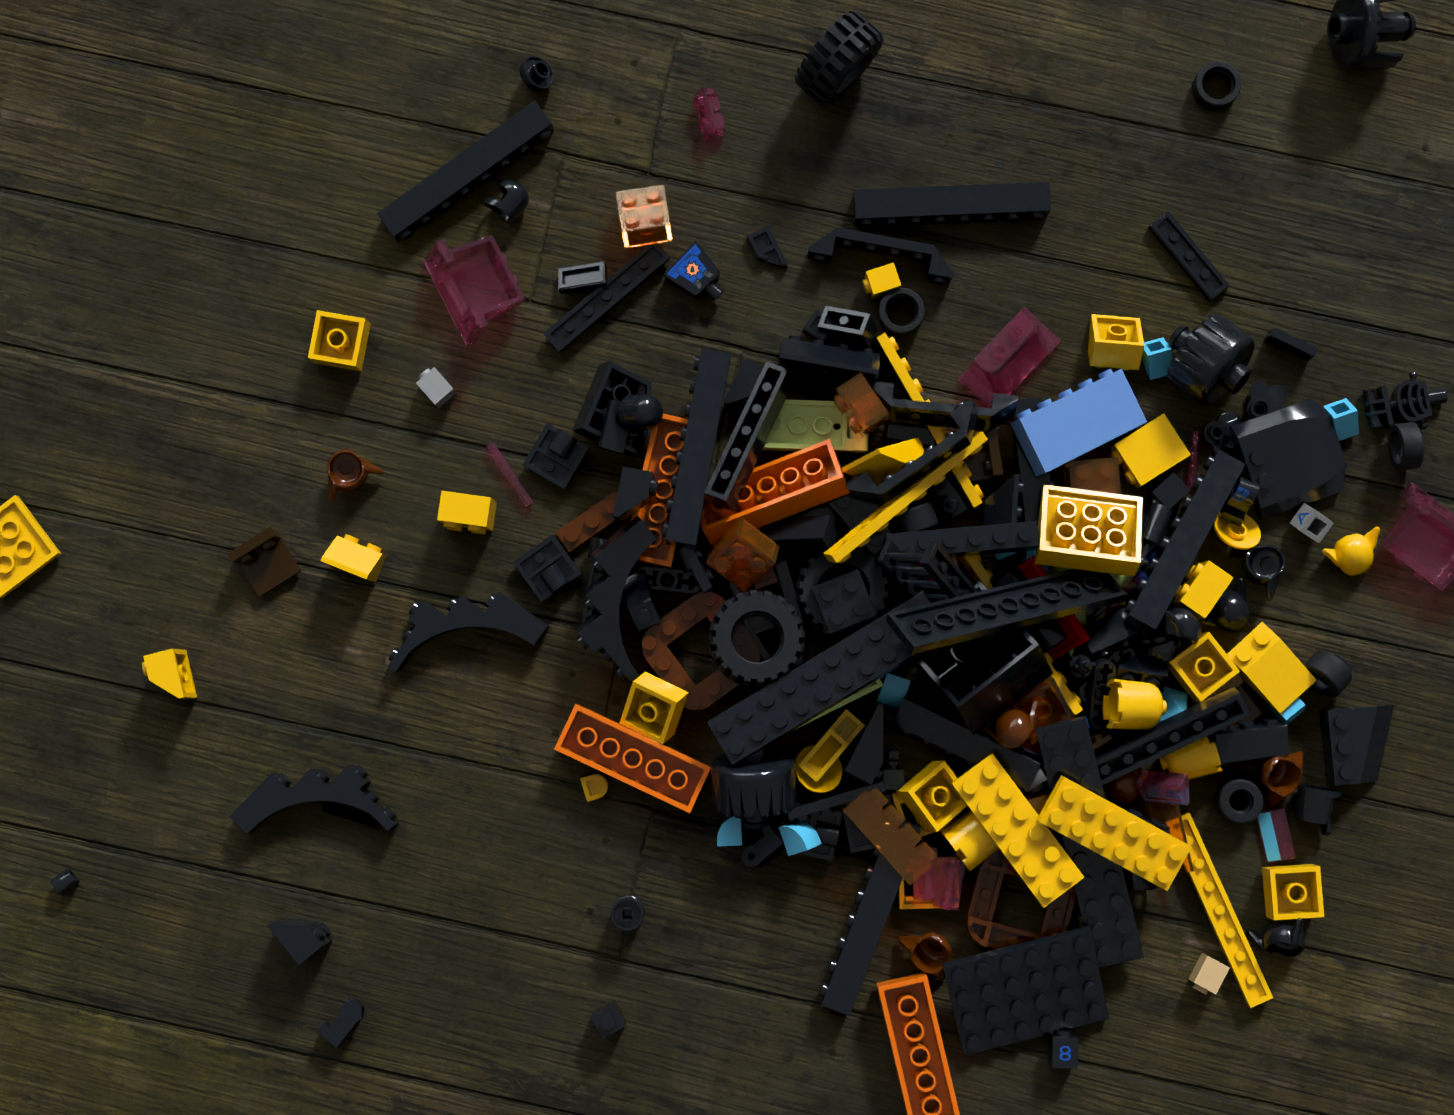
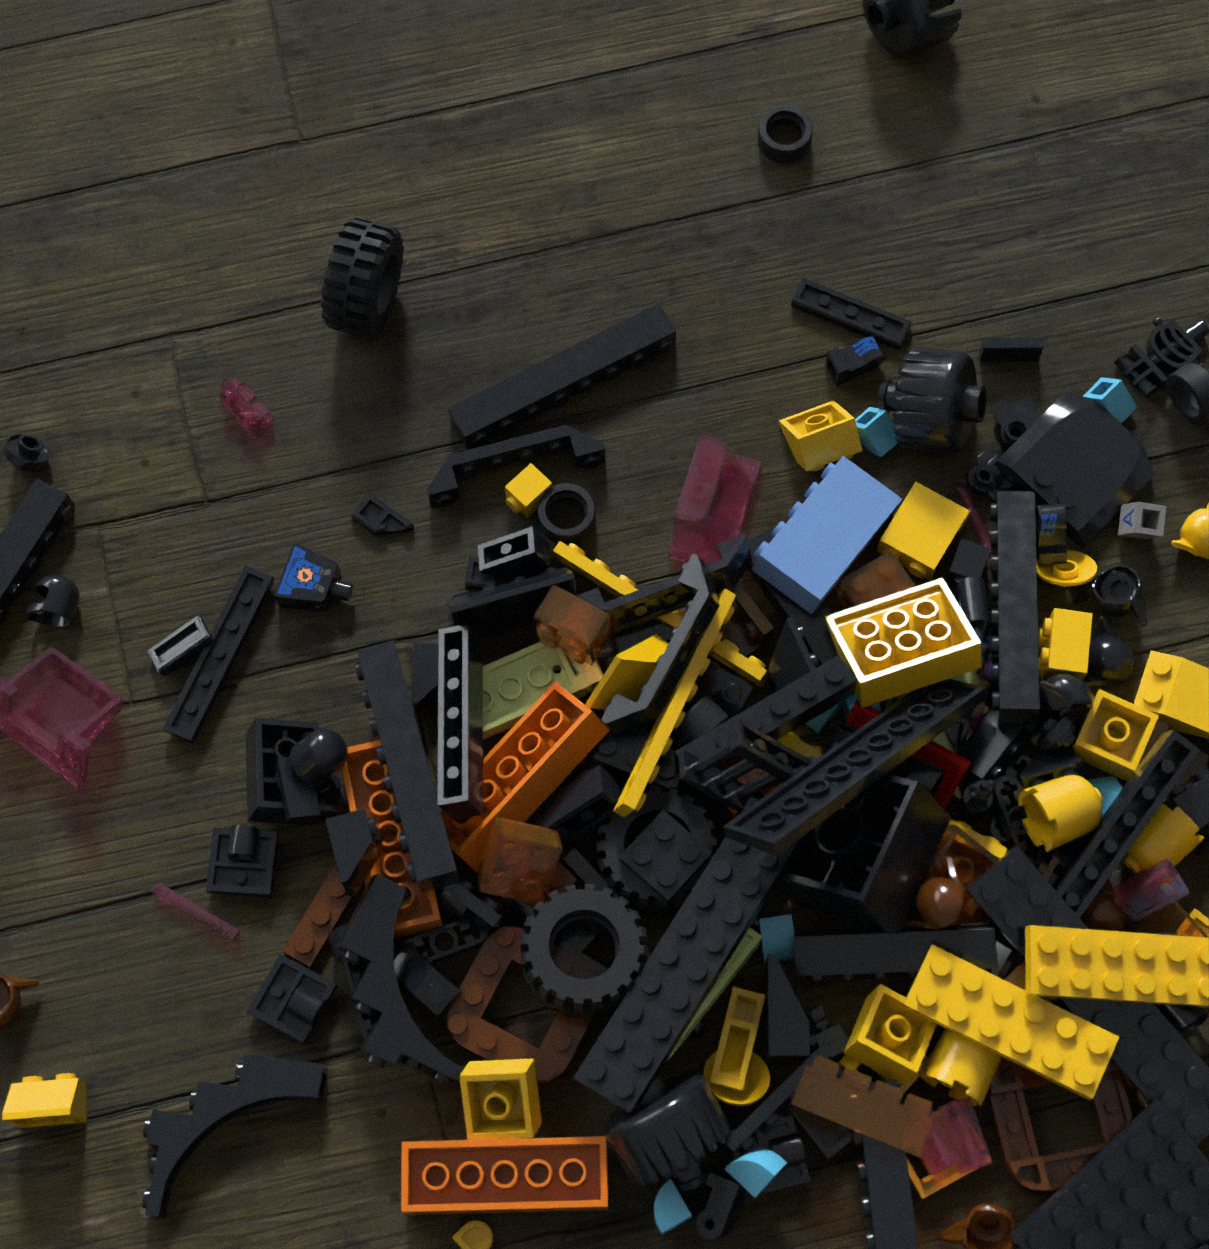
camera: 30 degrees left, 15 degrees down
(435, 386) = (60, 850): light grey brick -> none
(466, 511) = (162, 976): yellow brick -> none
(644, 216) = (221, 544): clear orange brick -> none
(1170, 295) = (853, 360): none -> black leg

